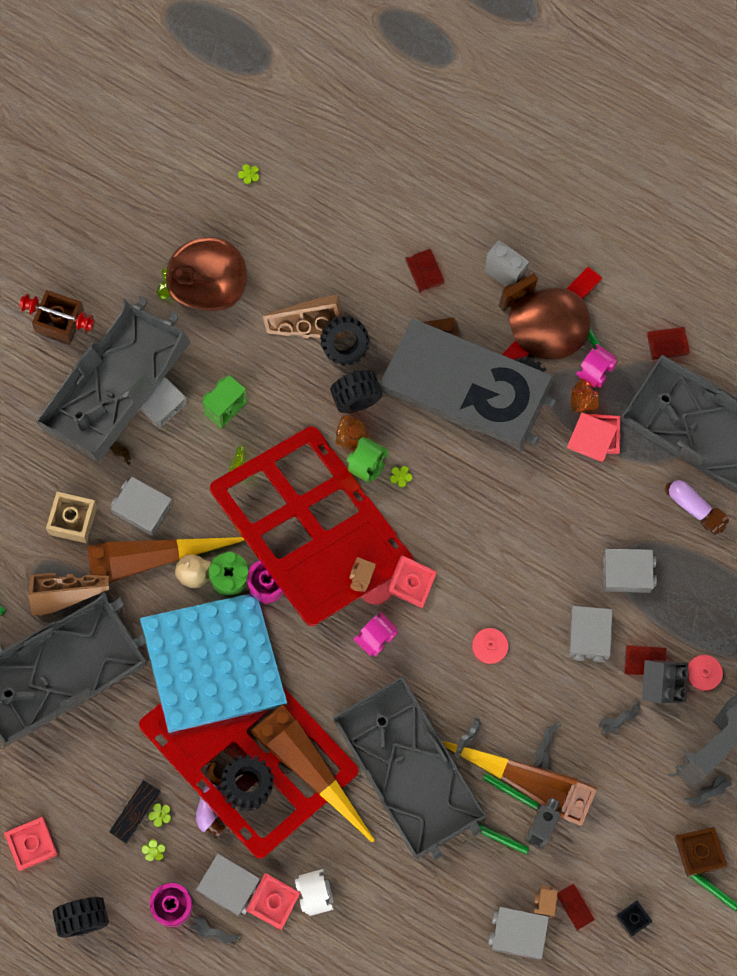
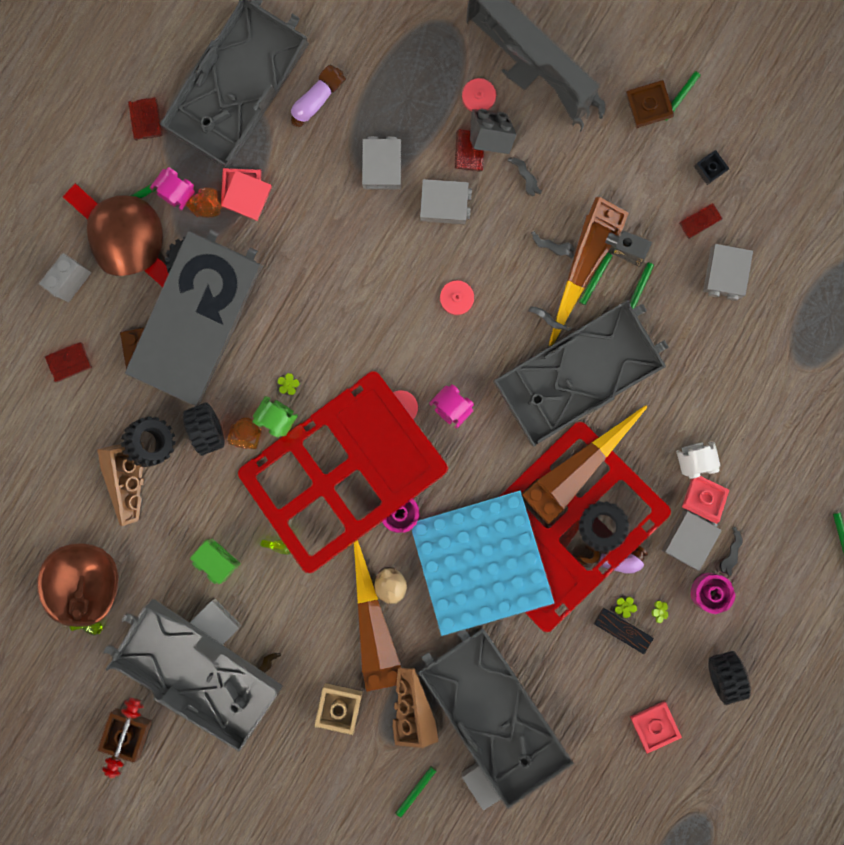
camera: 90 degrees left, 15 degrees up
(141, 506) = (324, 639): light grey brick -> none
(225, 584) = (391, 561): bright green brick -> none
(361, 574) = (395, 420): medium nougat brick -> none
(411, 581) = (396, 372): coral tile -> none
(512, 293) = (95, 273): reddish brown plate -> none
(545, 901) = (699, 247): medium nougat brick -> none

